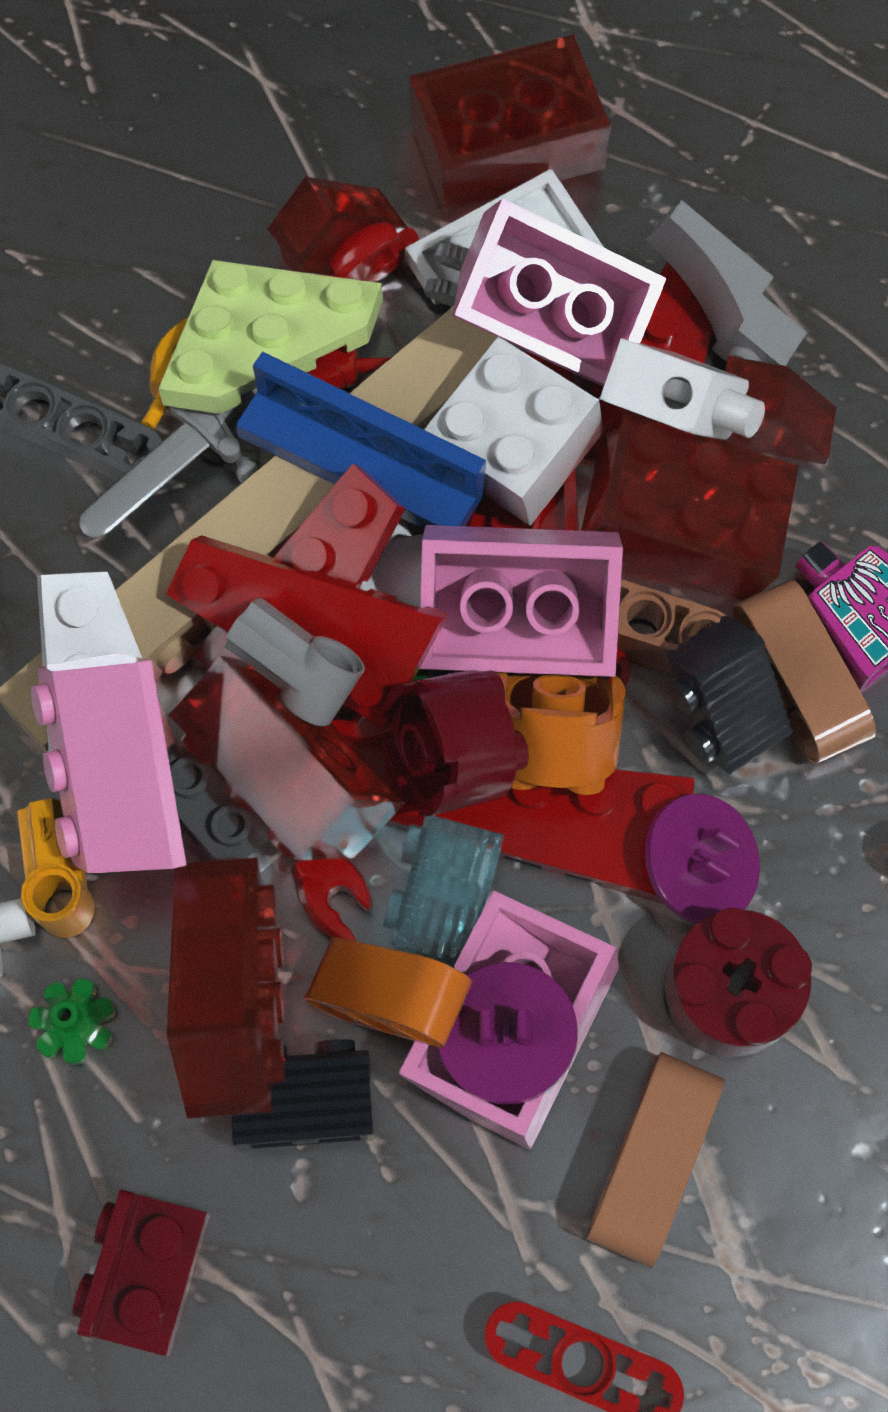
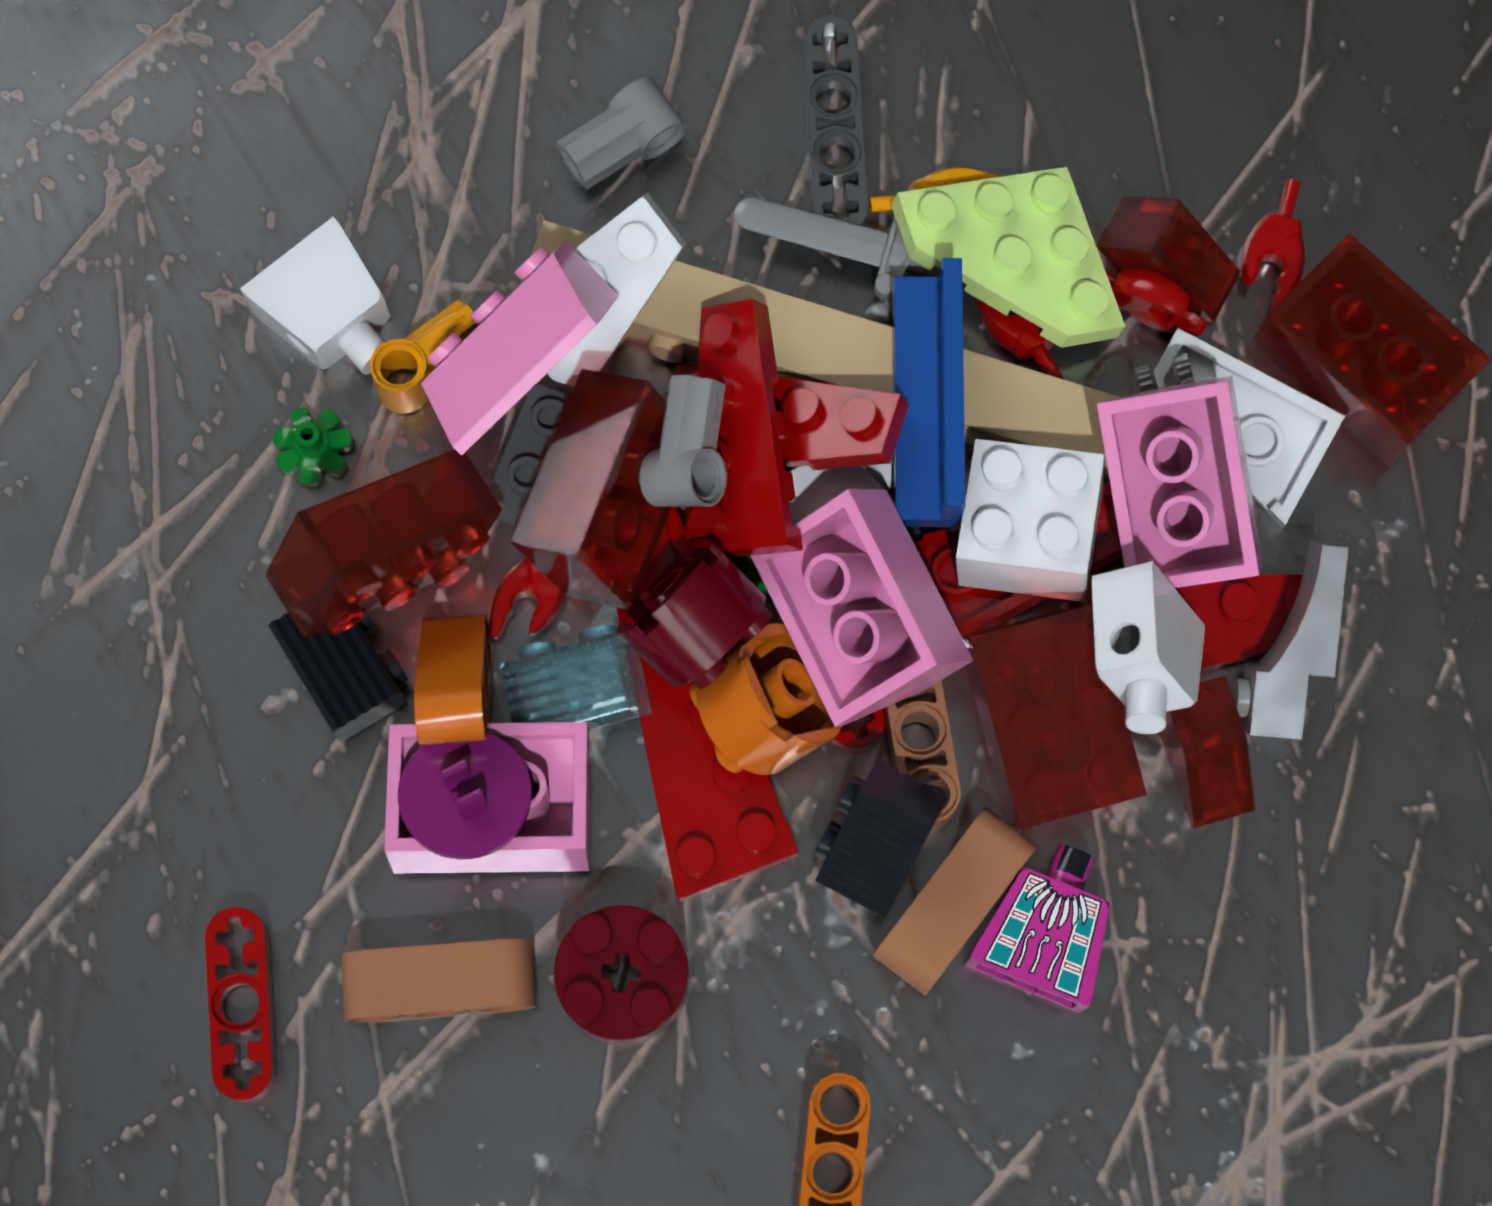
camera: 60 degrees right, 5 degrees up
(140, 1272) = (140, 611): dark red bracket -> none
(372, 146) = (1276, 240): none -> red hand
(701, 857) = (724, 894): magenta piece -> none

